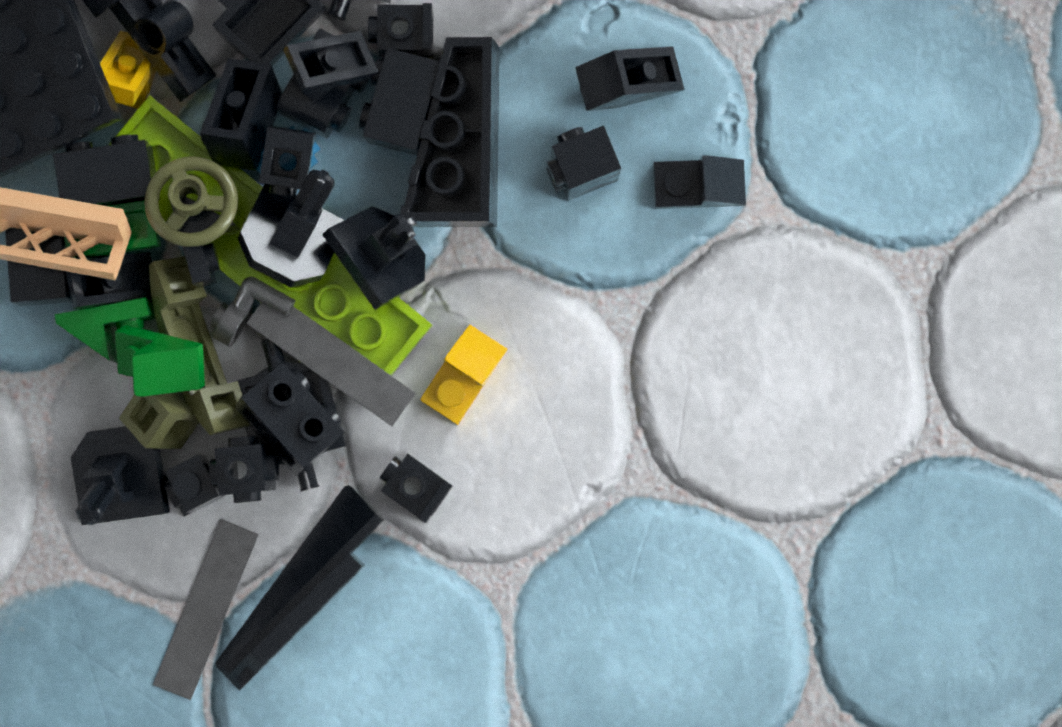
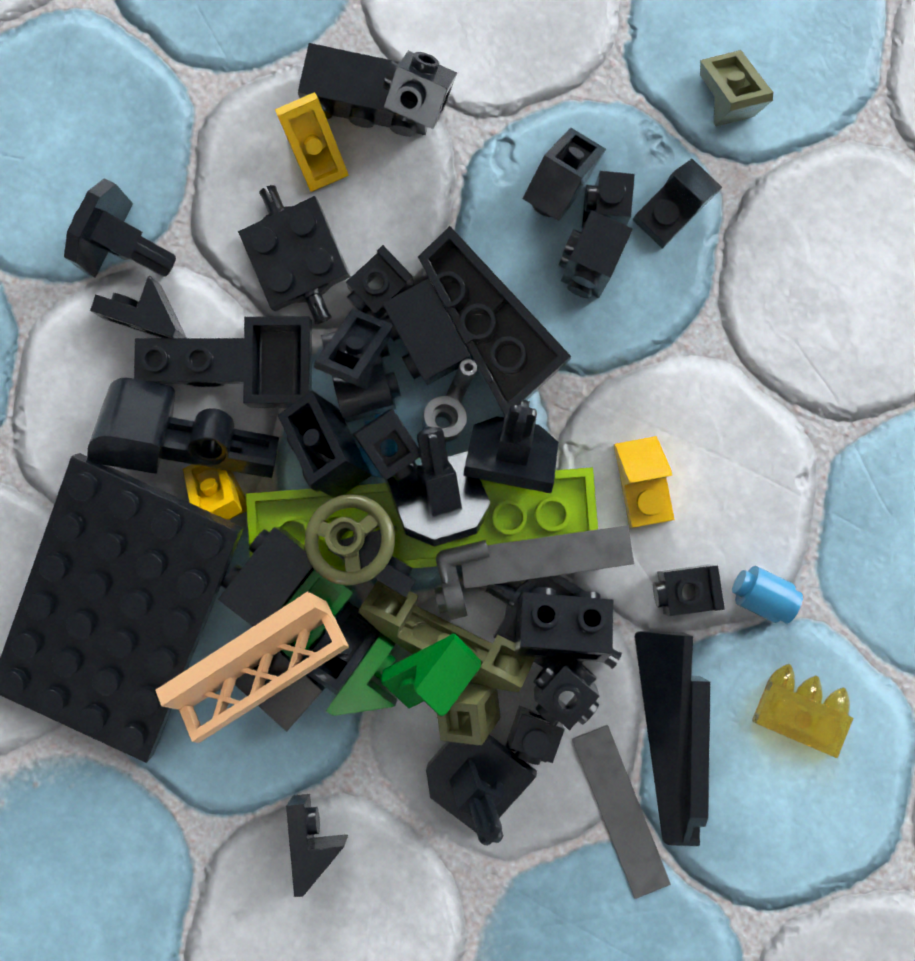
camera: 40 degrees left, 0 degrees up
(368, 175) = (450, 405): none -> flat silver plate
(415, 668) = (801, 712): none -> clear yellow plate
(472, 548) = (767, 595): none -> dark azure brick
(640, 132) = (610, 196): none -> black brick
(825, 131) = (736, 87): none -> olive slope

